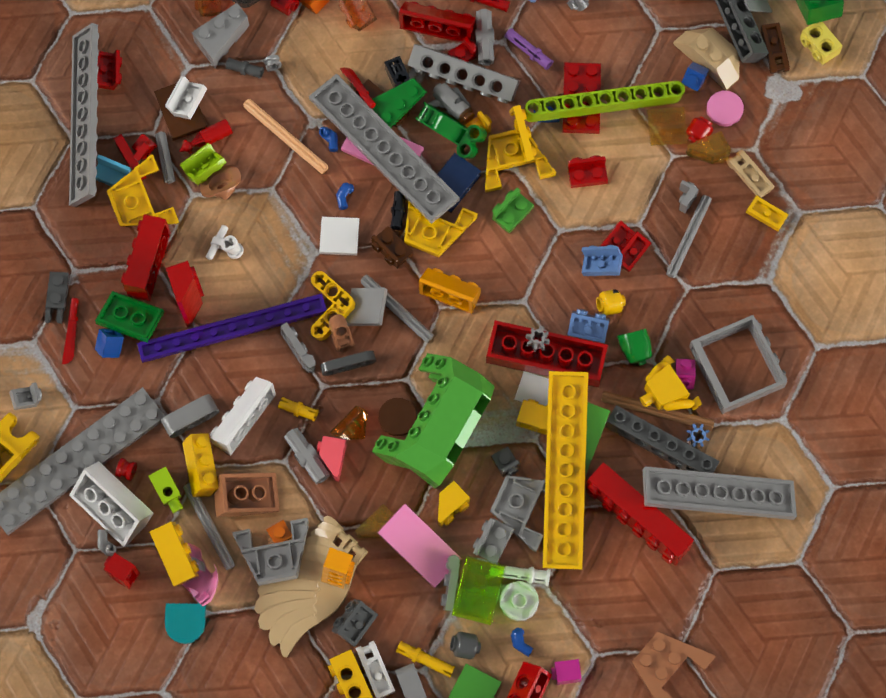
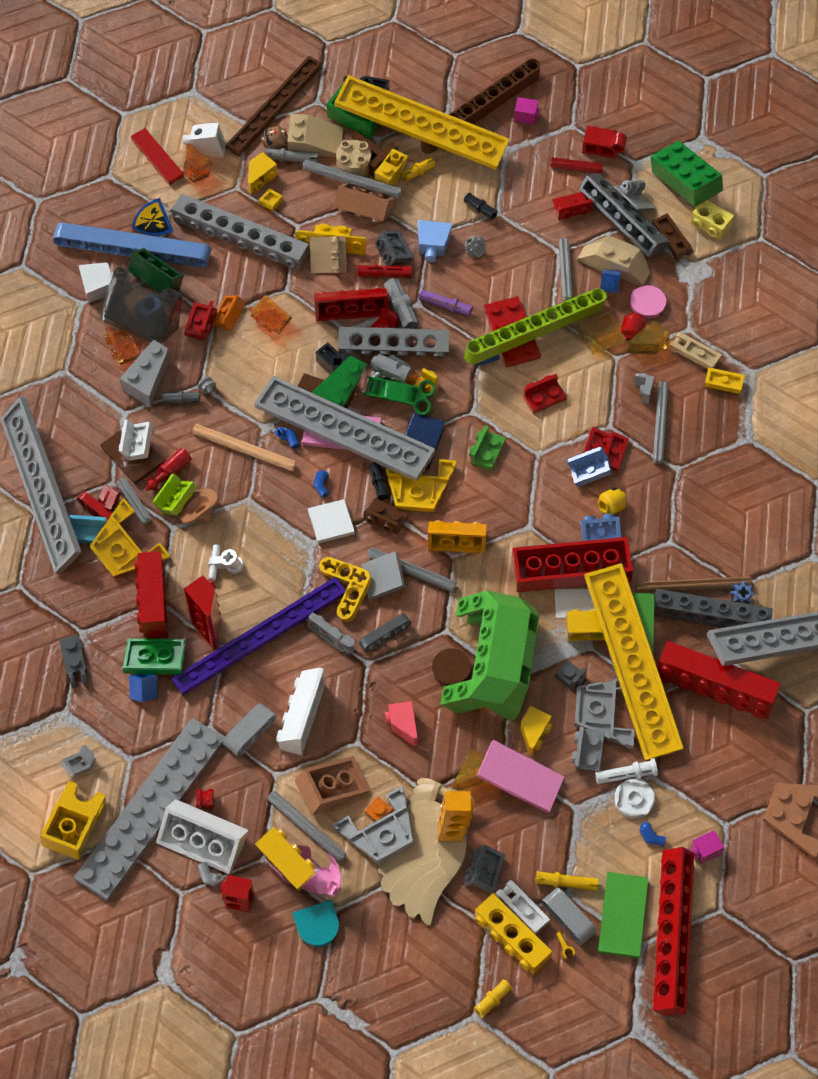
camera: 20 degrees left, 10 degrees down
(69, 346) = (103, 702): red piece -> none
(109, 68) = (51, 437): red bracket -> none
(162, 482) = (247, 797): lime torso -> none
(200, 465) = (278, 770): yellow brick -> none
(298, 409) = (352, 690): yellow pin -> none
(306, 456) = (378, 730): light grey piece -> none
(340, 332) = (368, 606): nougat piece -> none
(352, 425) = (411, 687): clear orange slope -> none
(354, 80) = (298, 381): red piece -> none
(450, 582) = (564, 800): light grey hinge -> none
(465, 645) = (600, 855): dark grey head -> none
(479, 590) = (595, 797): clear neon green brick -> none
(506, 153) = (467, 395): yellow wing -> none
(527, 149) = (468, 370): yellow wing -> none
(536, 344) = (561, 550): light grey gear -> none
(636, 346) = (652, 532): green helmet -> none
(657, 49) = (565, 269): none -> light grey axle
(667, 389) = (697, 560): yellow torso -> none
(686, 372) = (707, 543): dark pink bracket -> none
(763, 343) = (735, 541): light grey window -> none

